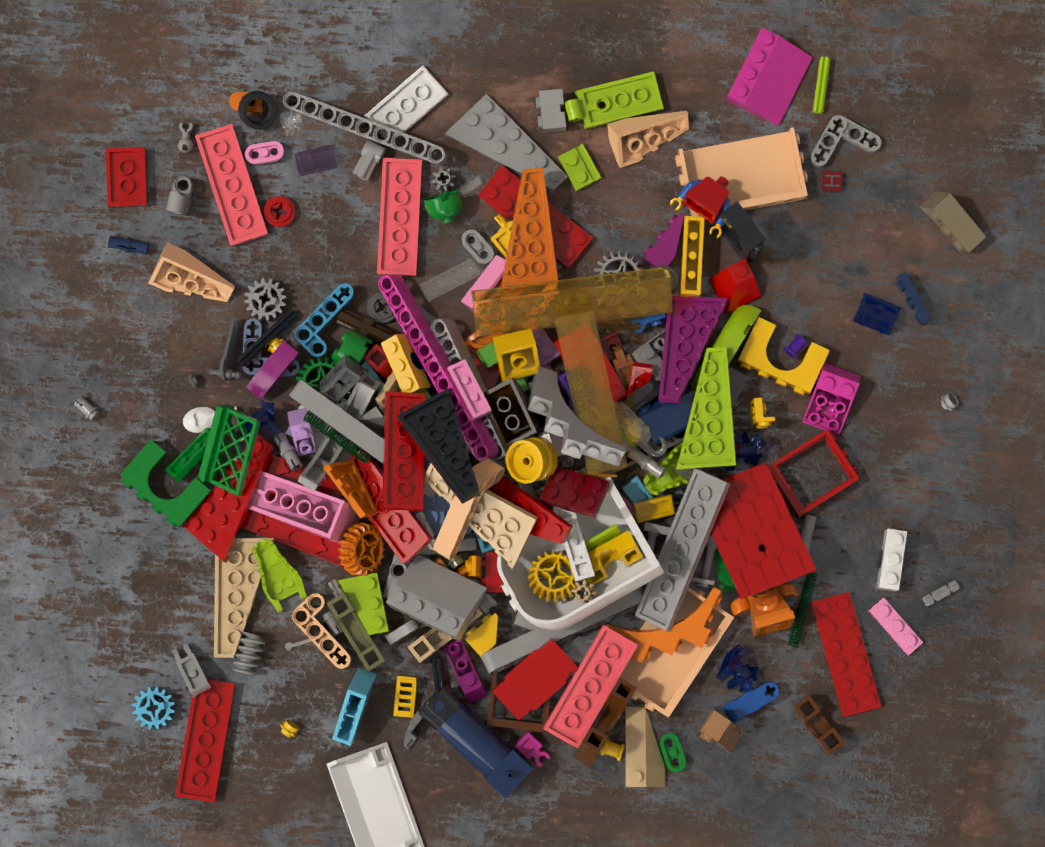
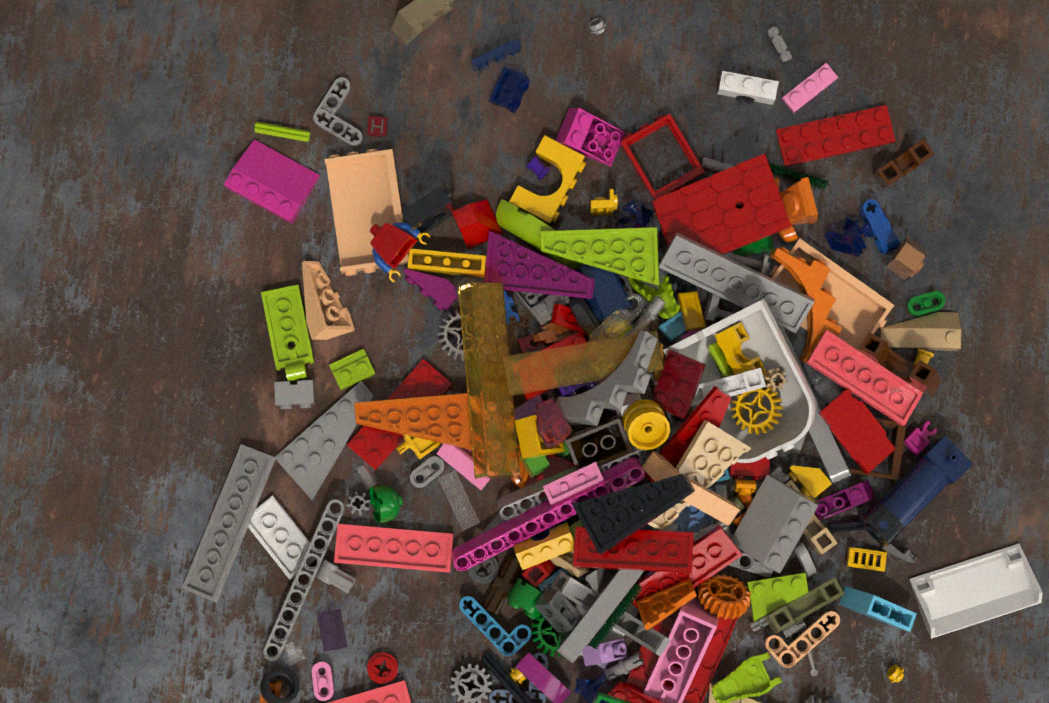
camera: 85 degrees left, 0 degrees up
(418, 52) = (228, 523): none -> light grey plate
(528, 364) = (551, 423): none -> clear pink slope

